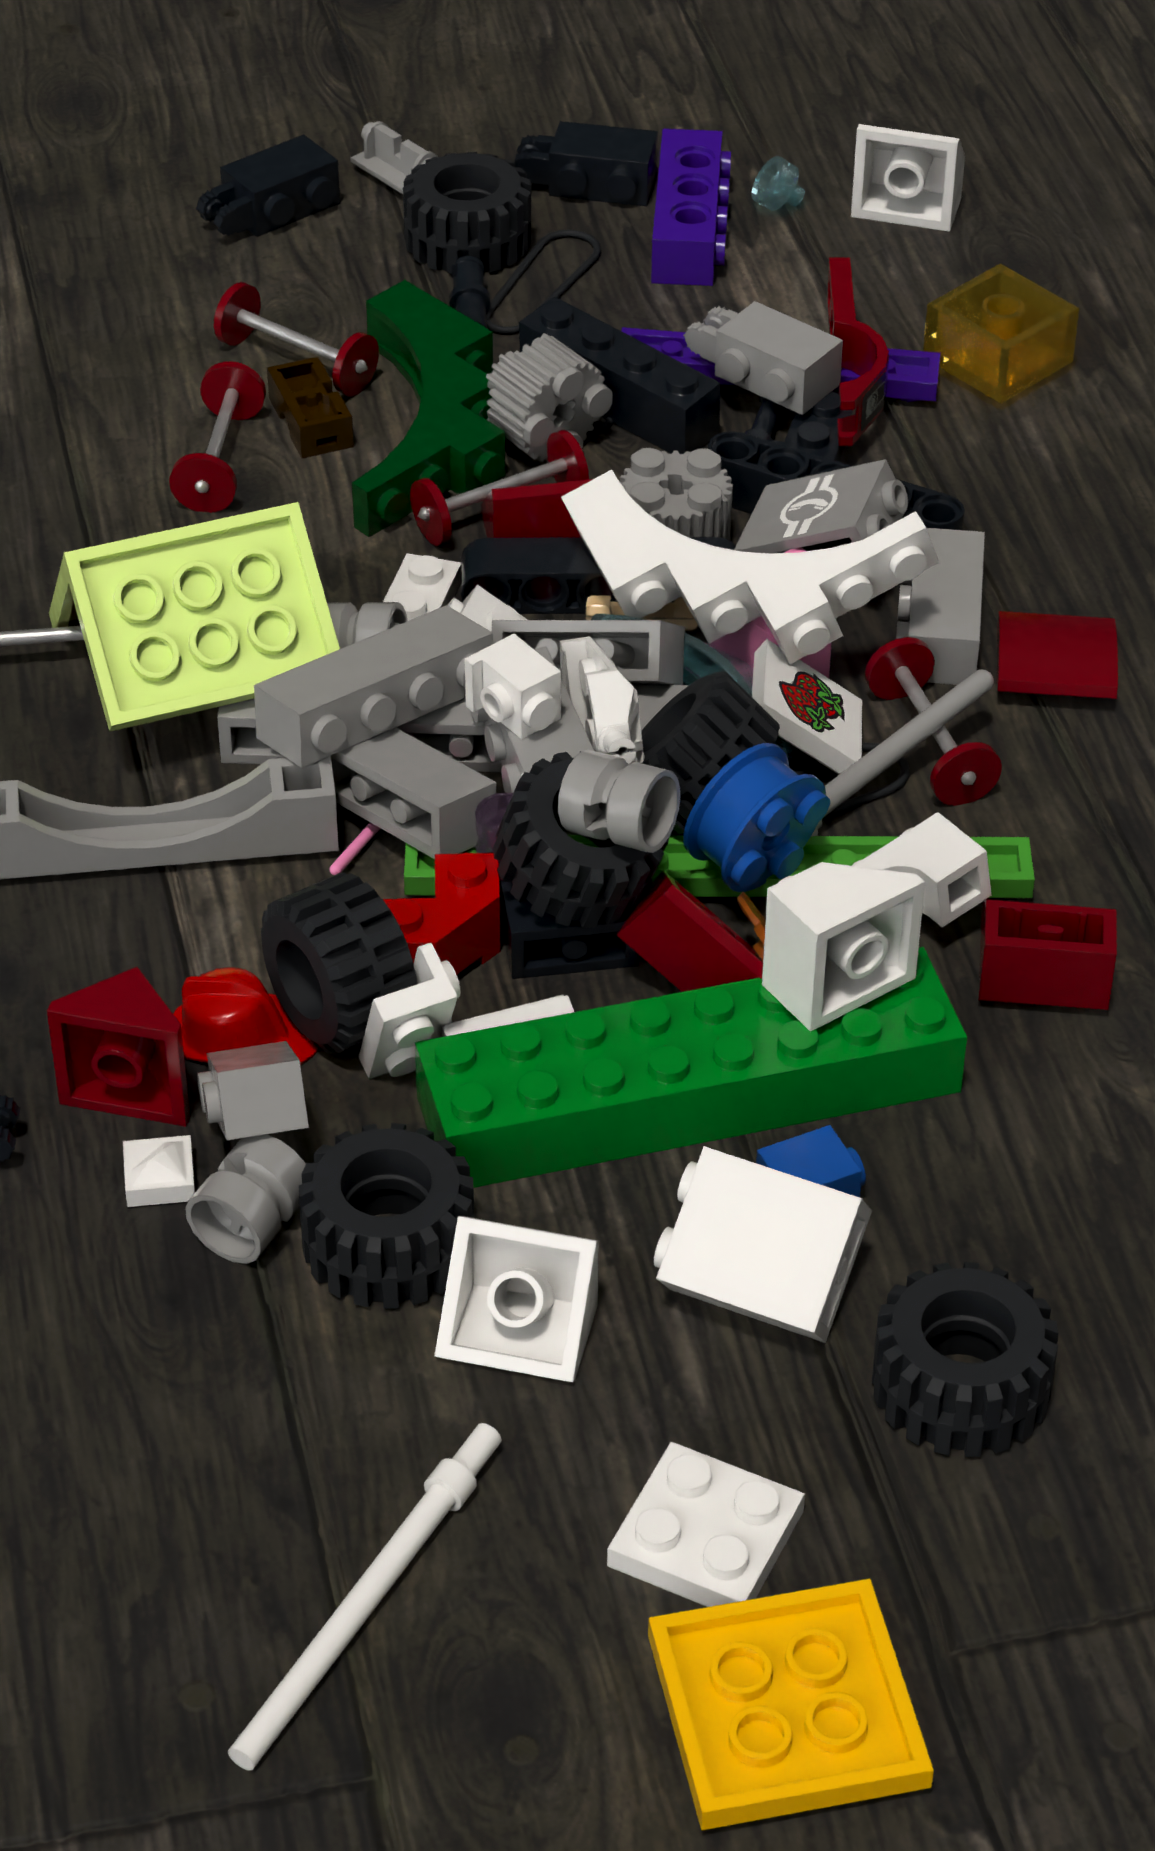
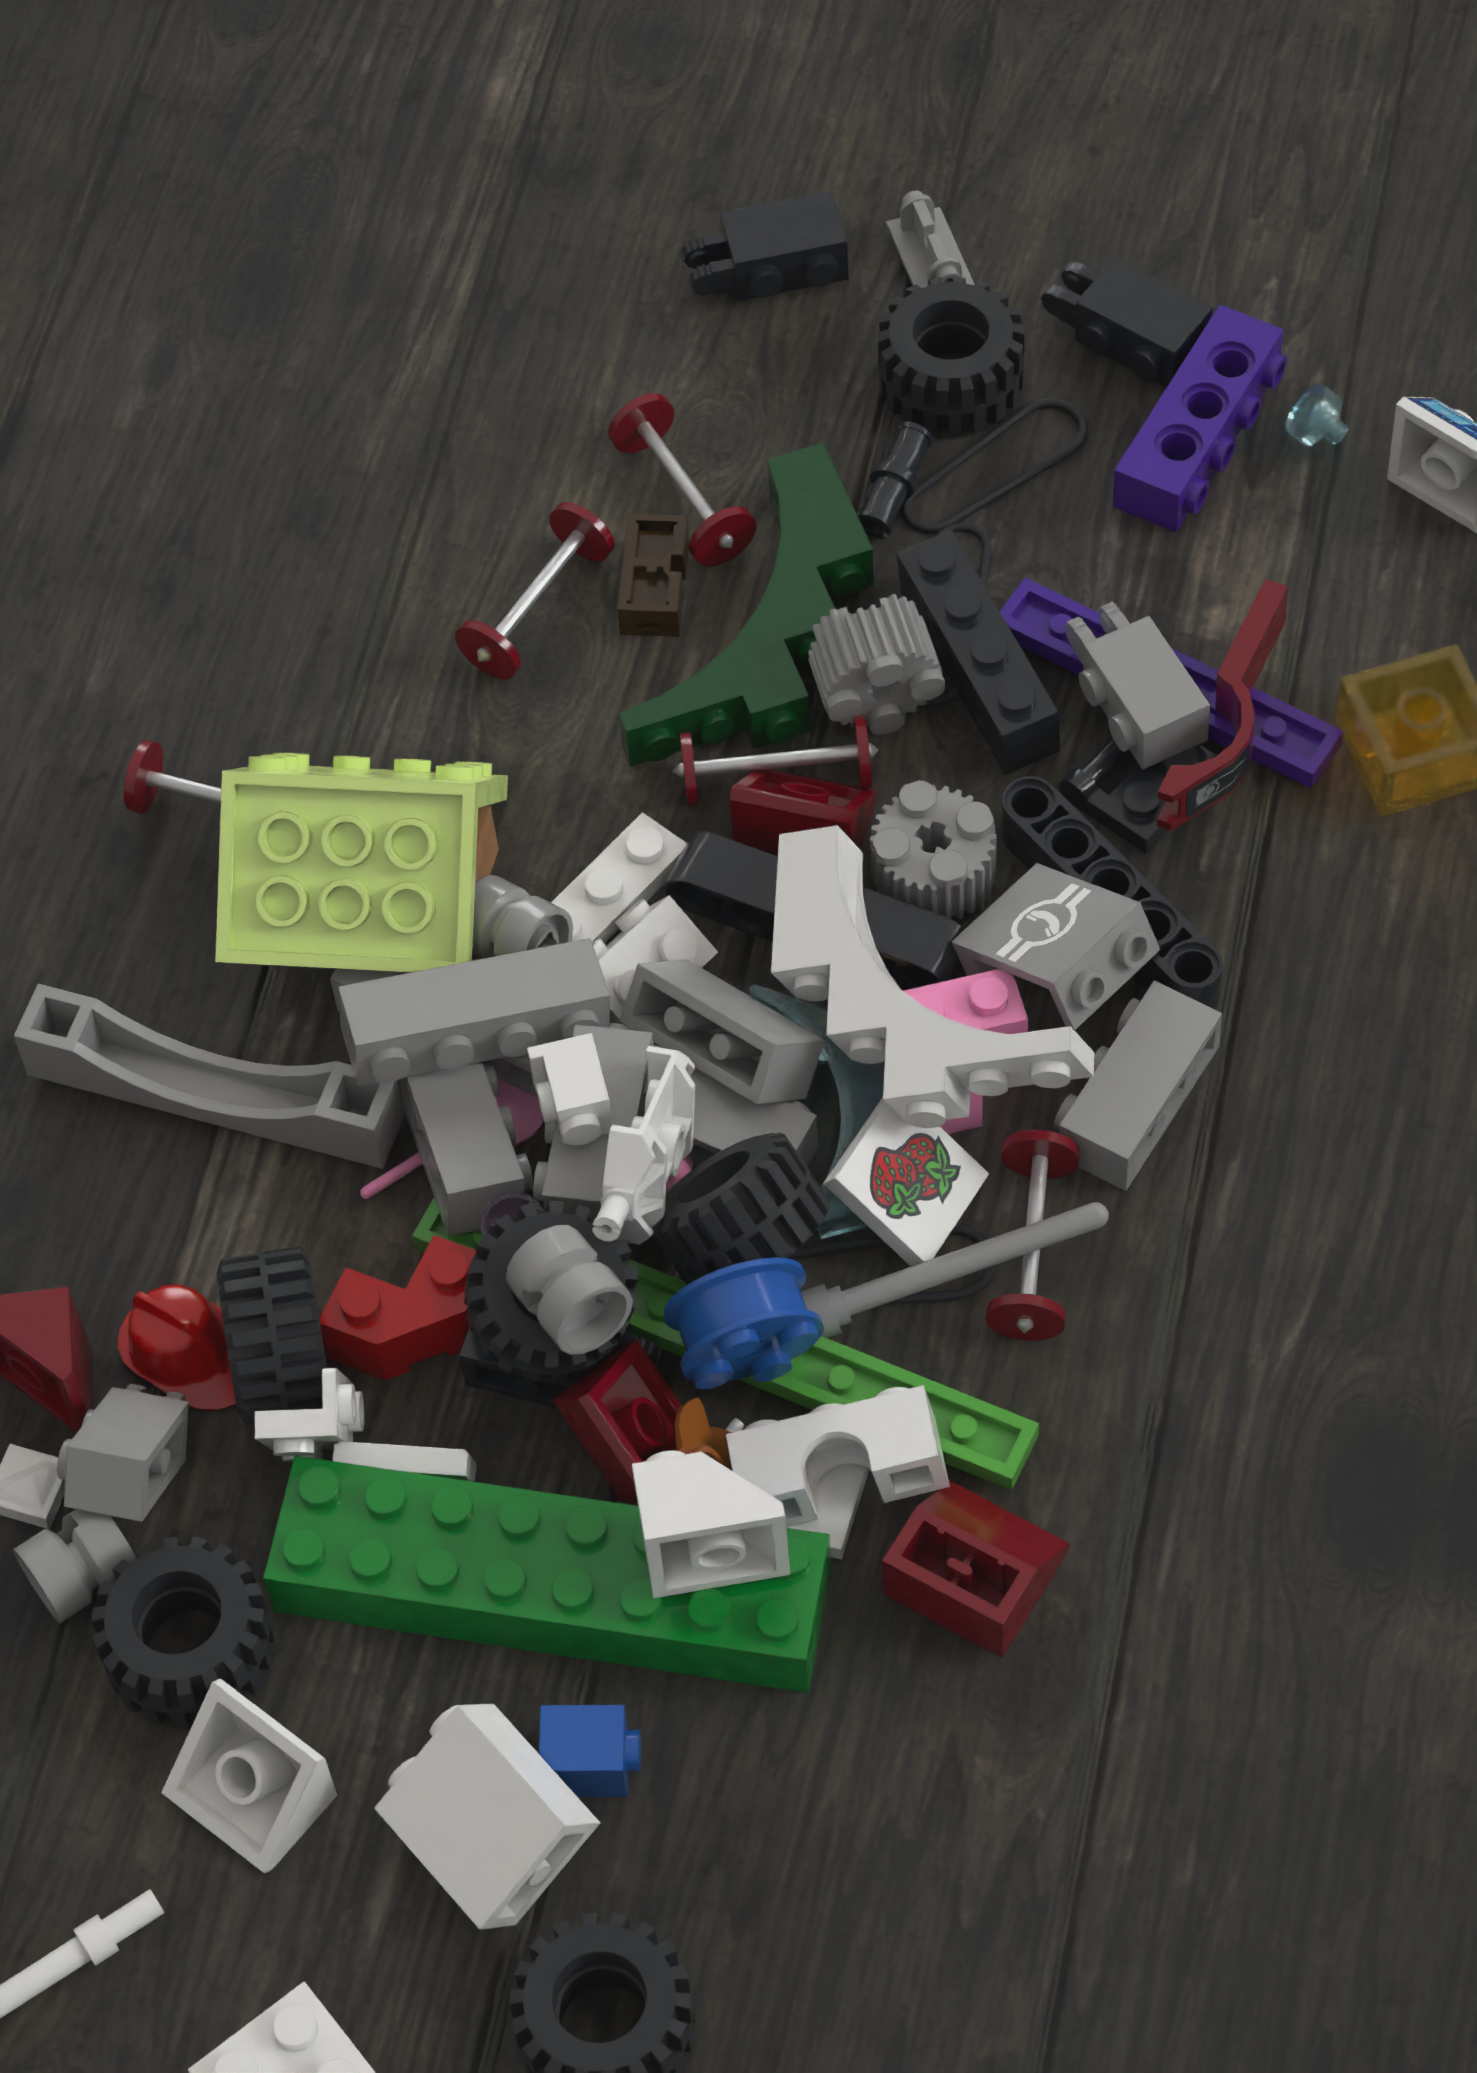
camera: 30 degrees right, 15 degrees up
(1057, 655) = (1221, 1190): dark red slope -> none

